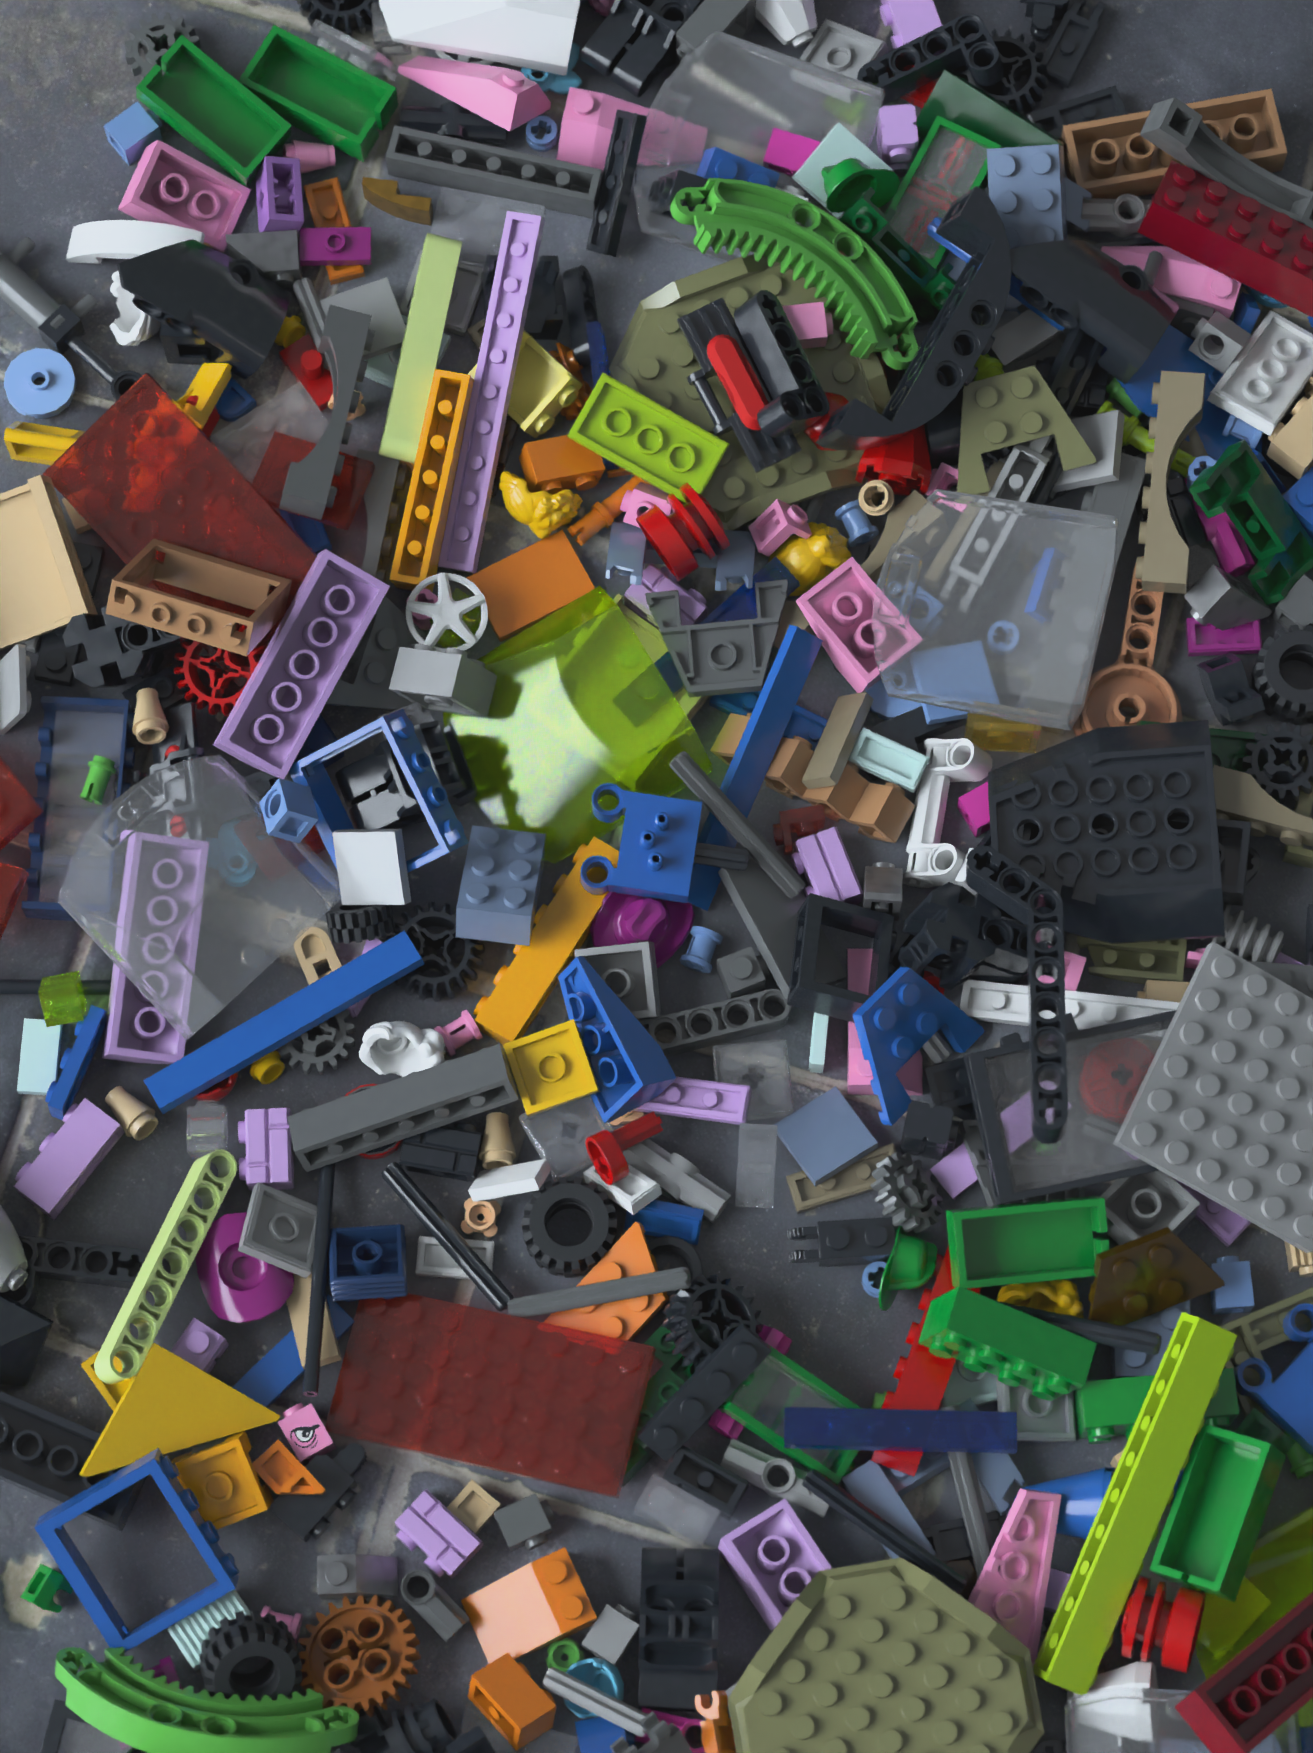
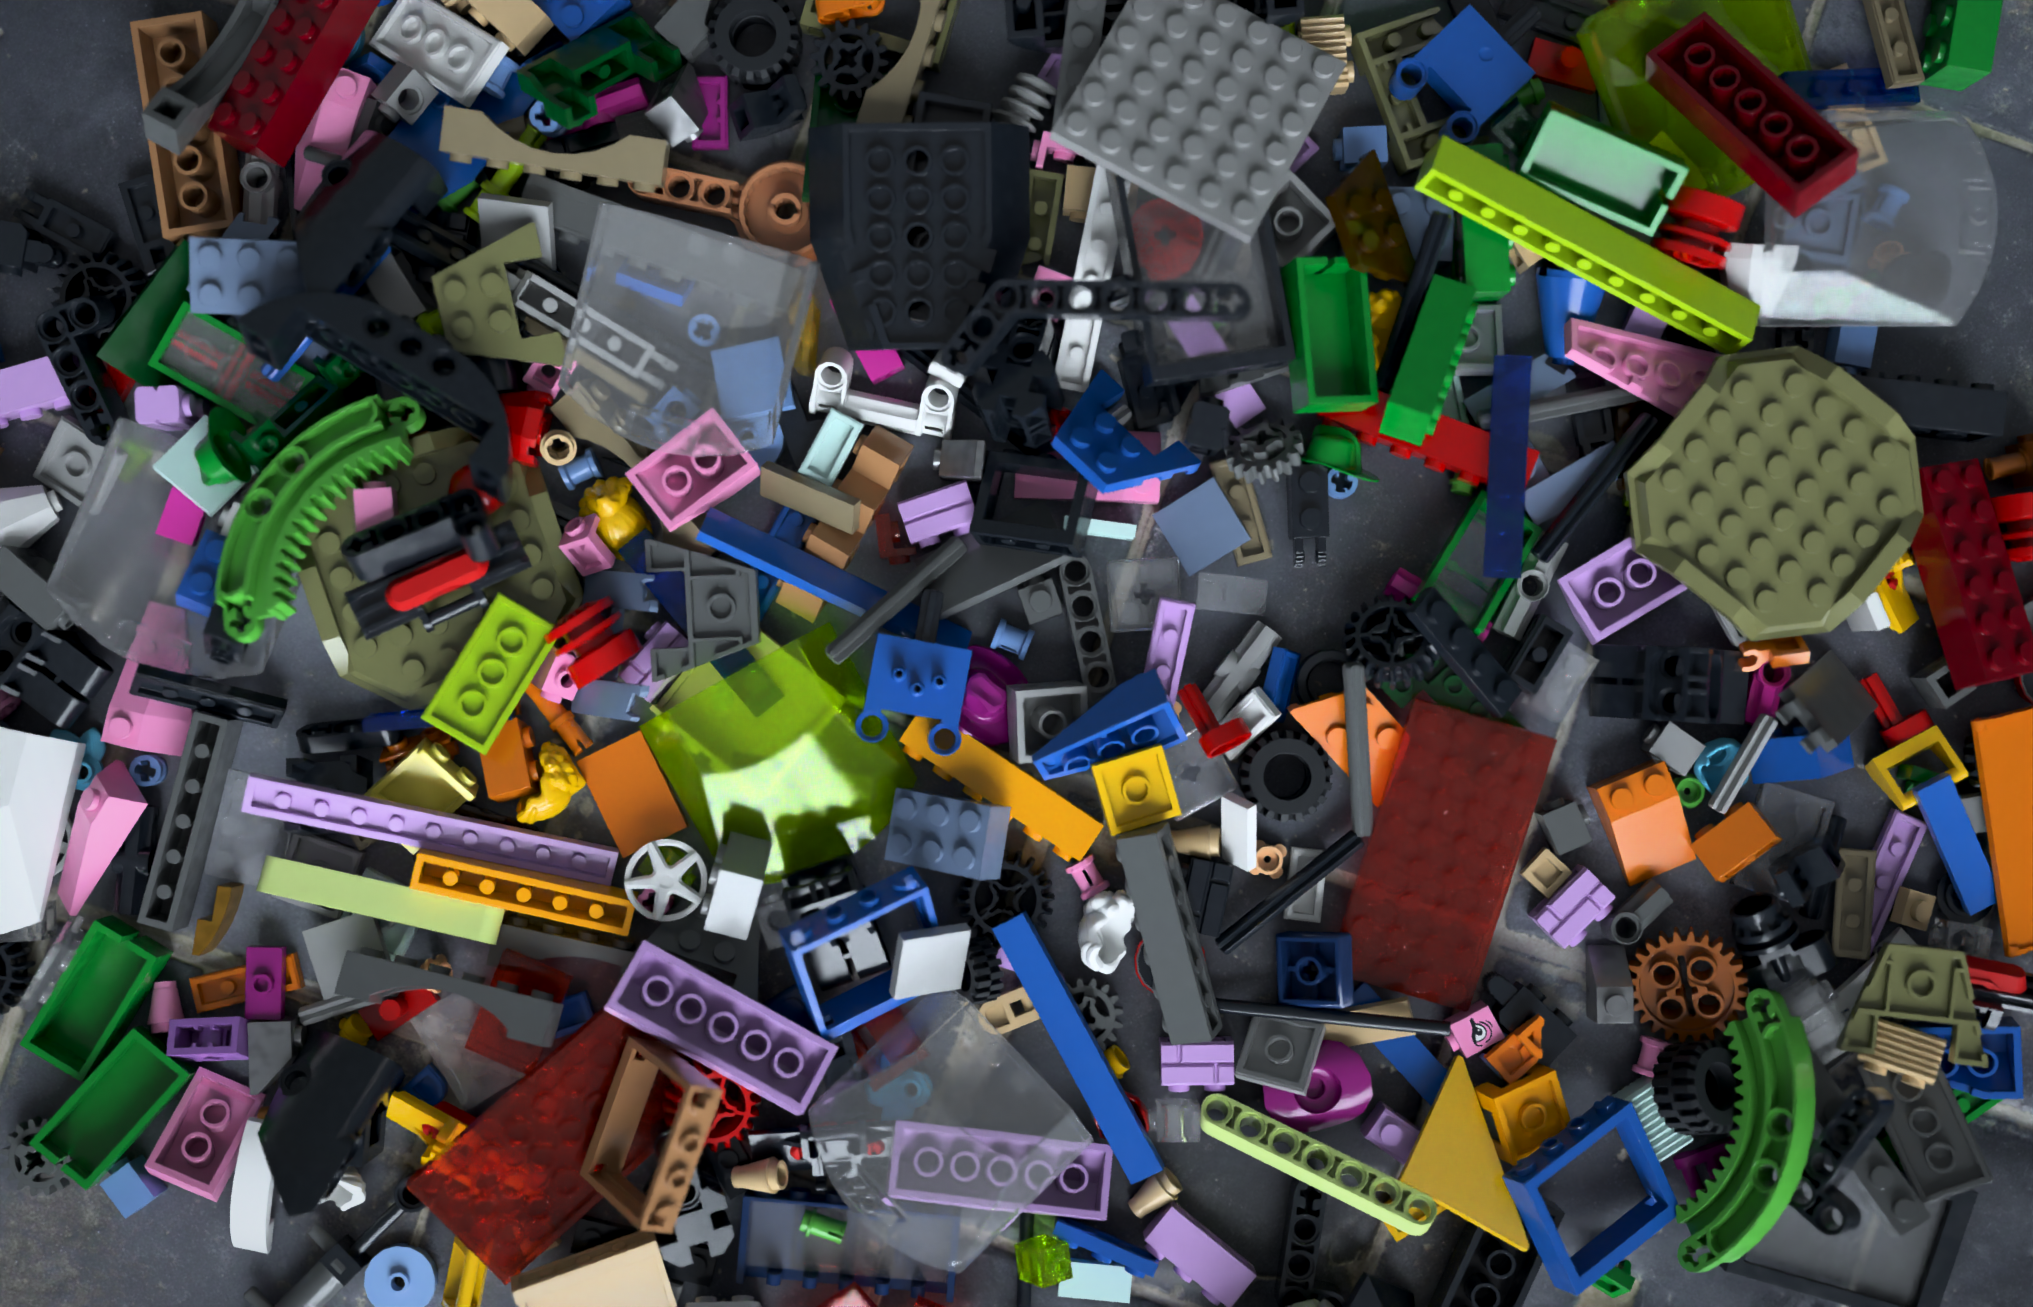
camera: 85 degrees left, 15 degrees up
(289, 810) = (871, 1042): medium blue brick -> none

